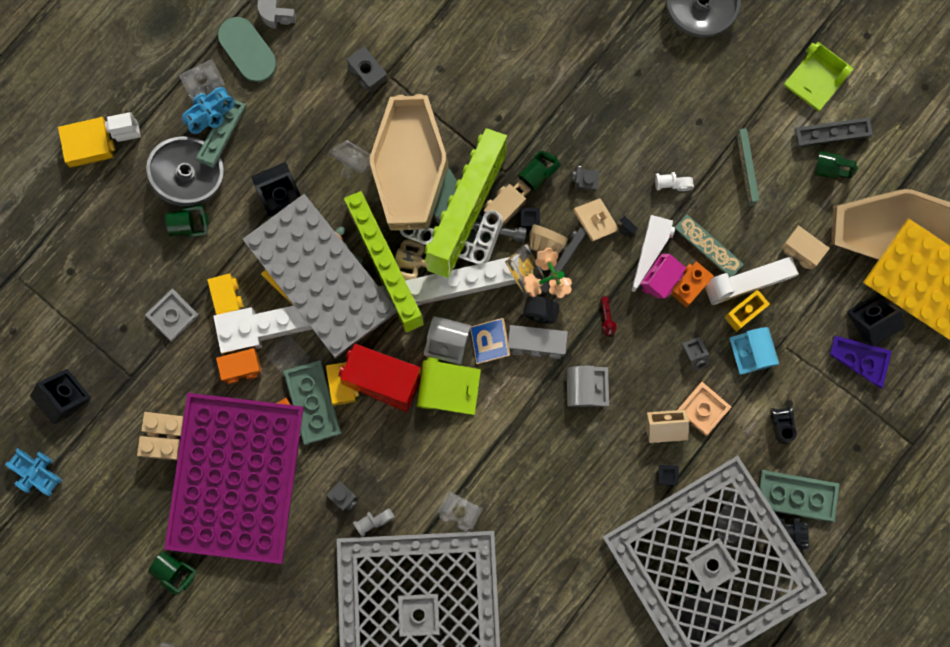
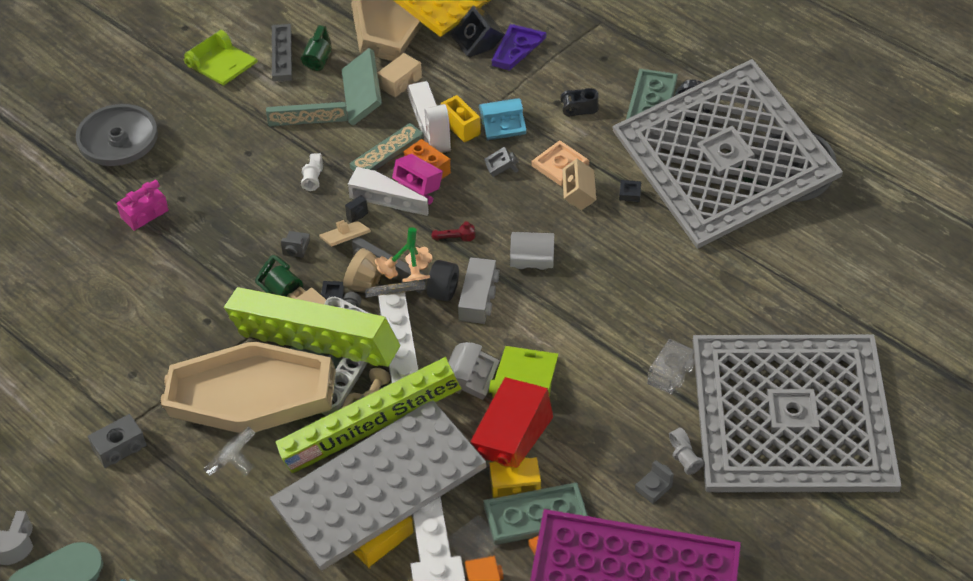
camera: 85 degrees left, 30 degrees down
(276, 188) = (253, 542): black slope -> none
(490, 341) = (475, 327): piece -> none
(618, 41) = (142, 205): none -> dark pink brick
(785, 213) = (361, 86): none -> sand green tile

